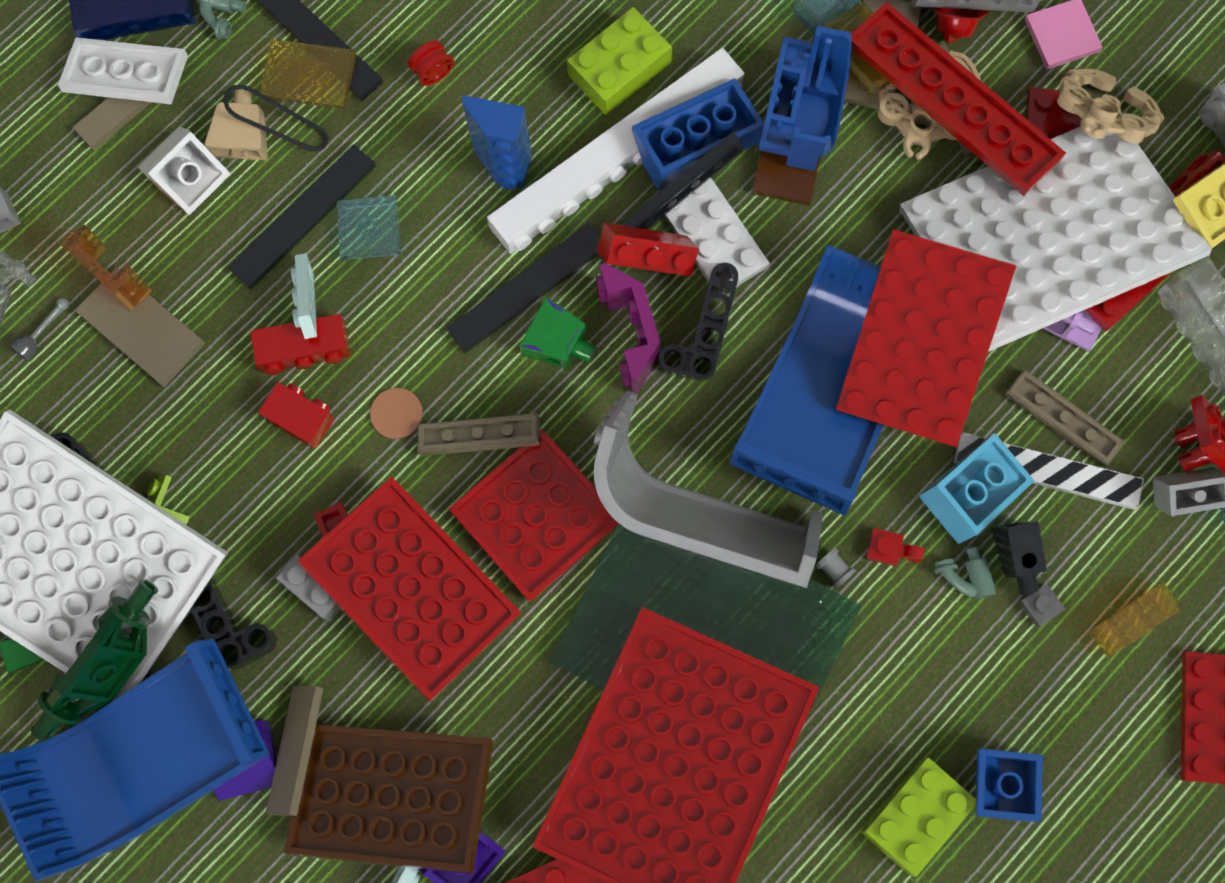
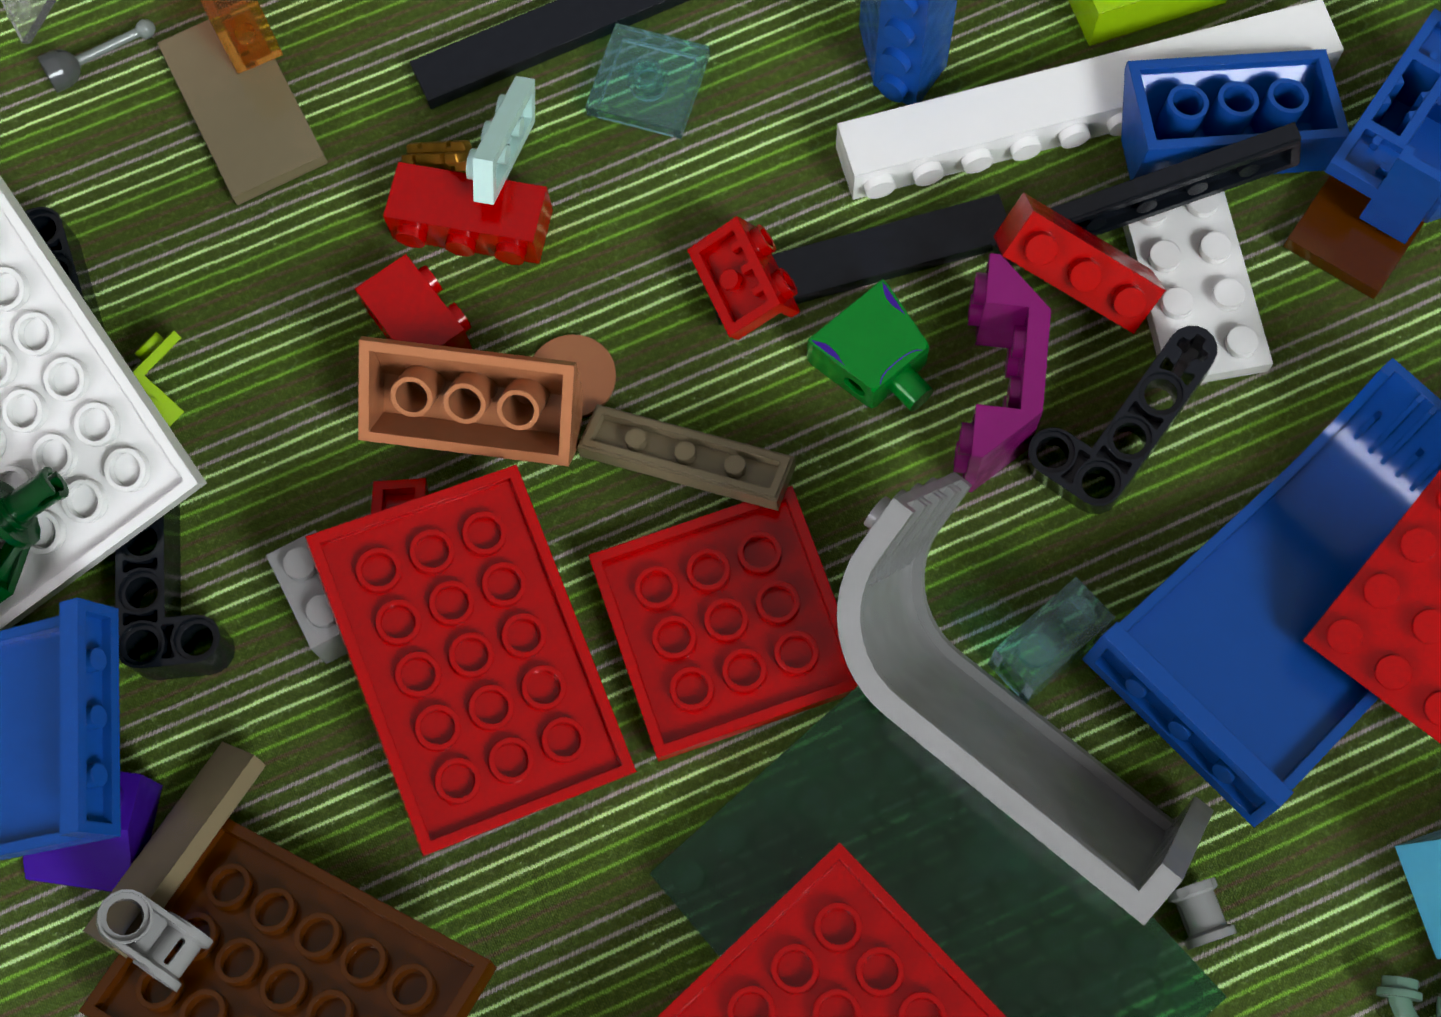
camera: 25 degrees right, 5 degrees down
(271, 317) = (439, 154): none -> pearl gold axle
(313, 801) = (154, 938): none -> light grey piece
(350, 452) = (469, 401): none -> nougat slope
(470, 323) = (743, 276): none -> red bracket
(708, 458) = (1050, 640): none -> clear light blue brick
(887, 548) = (1307, 917): red plate -> none

